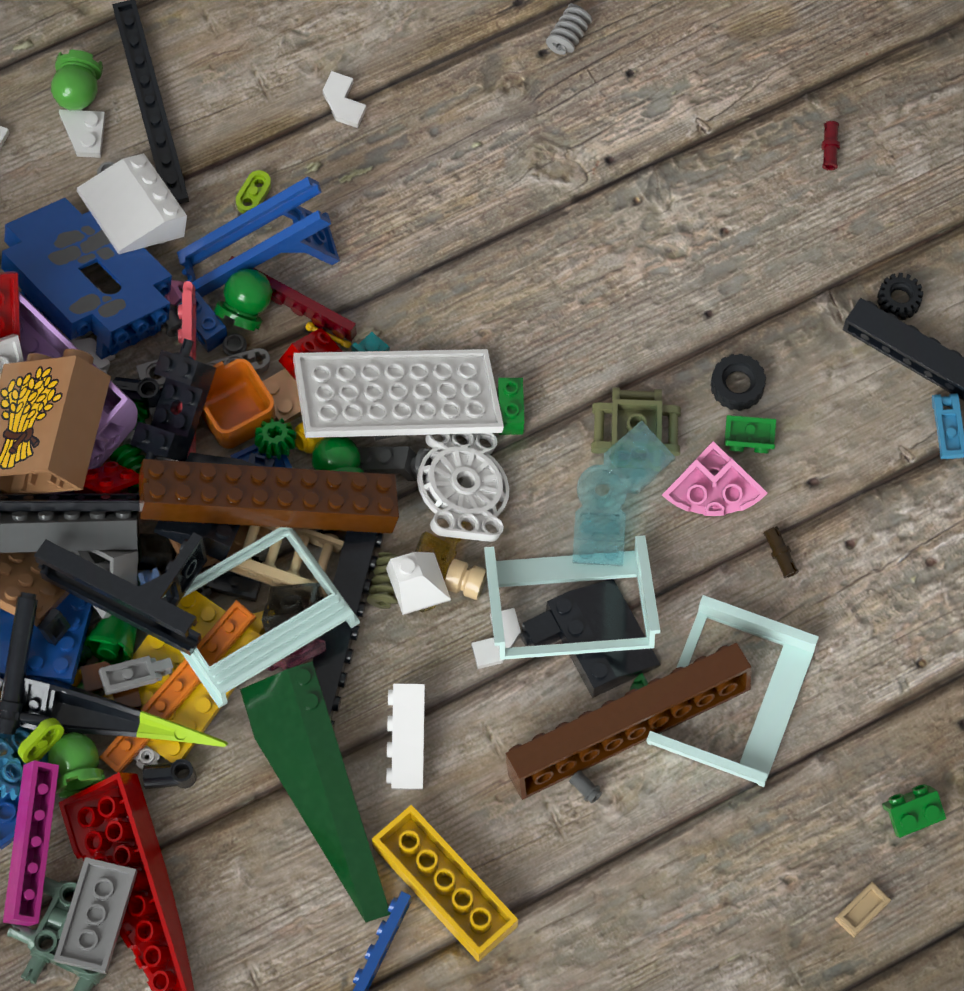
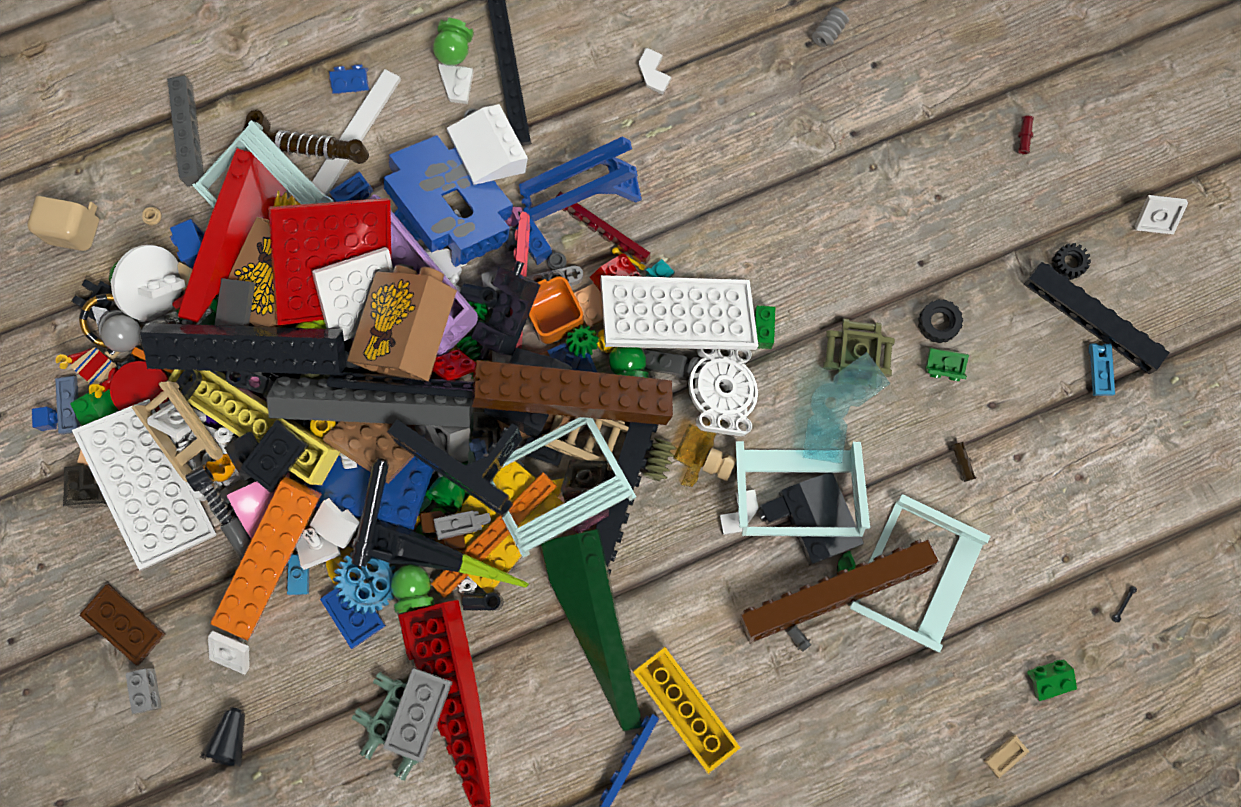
camera: 10 degrees right, 10 degrees up
(31, 843) = (372, 654): dark pink brick -> none
(40, 740) = (385, 573): lime plate -> none
(54, 626) = (401, 483): black plate -> none
(245, 296) = (568, 226): green tile -> none
(251, 193) = (579, 141): lime plate -> none
(407, 737) = (666, 588): white wedge -> none
(417, 581) = (683, 466): white slope -> none
(714, 485) = (915, 403): bright pink brick -> none

